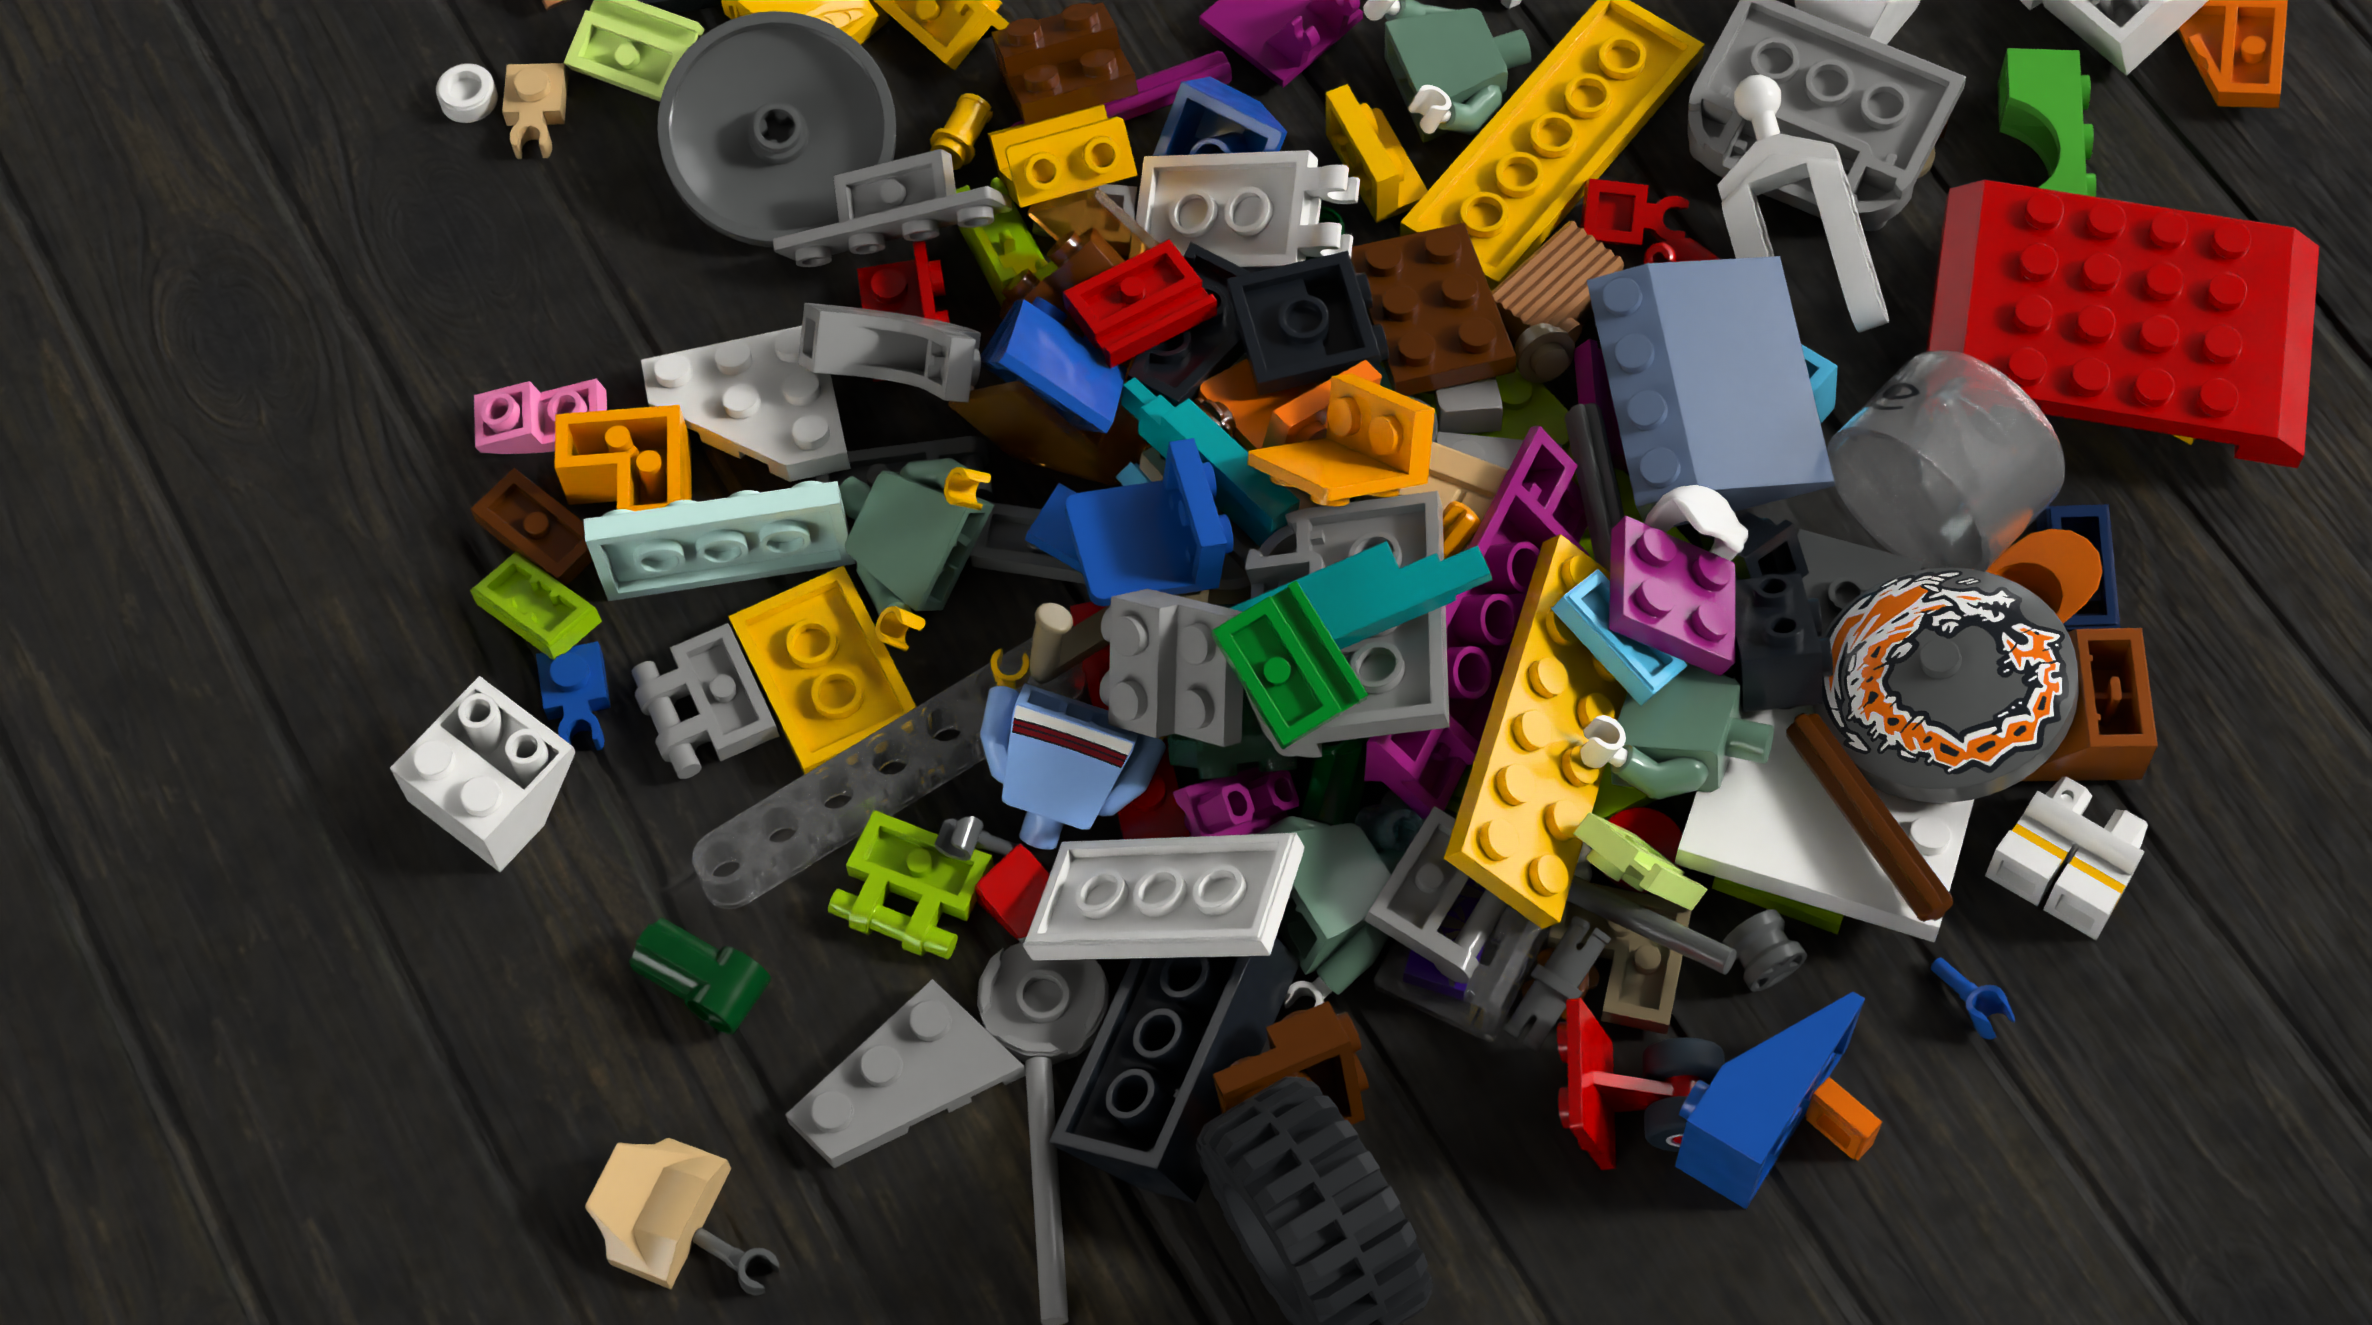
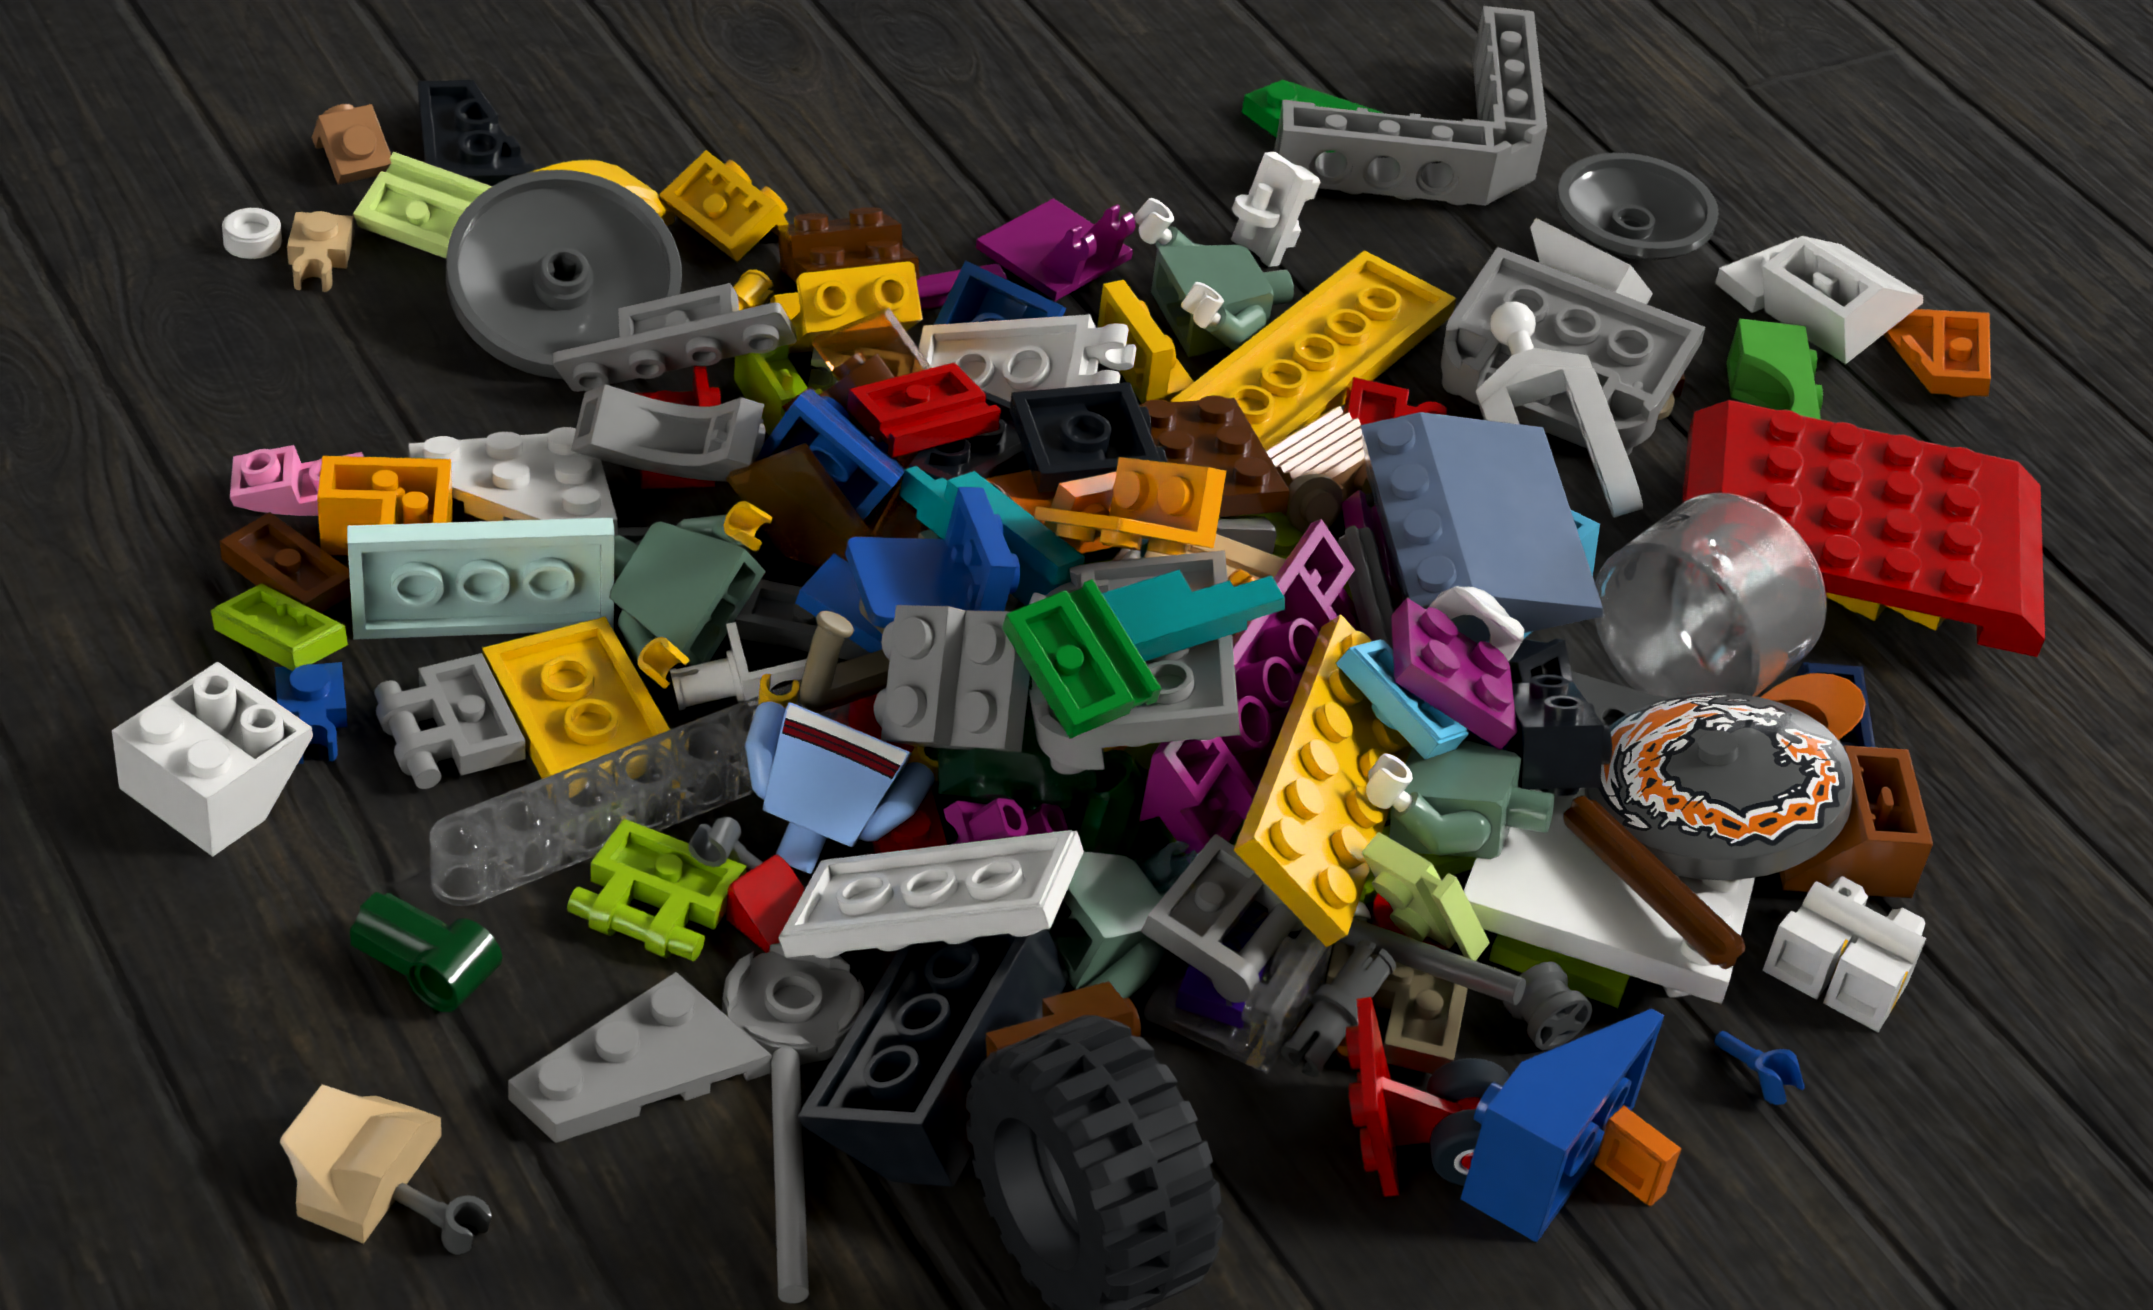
camera: 10 degrees left, 20 degrees down
(966, 626) = (727, 676): none -> white bracket

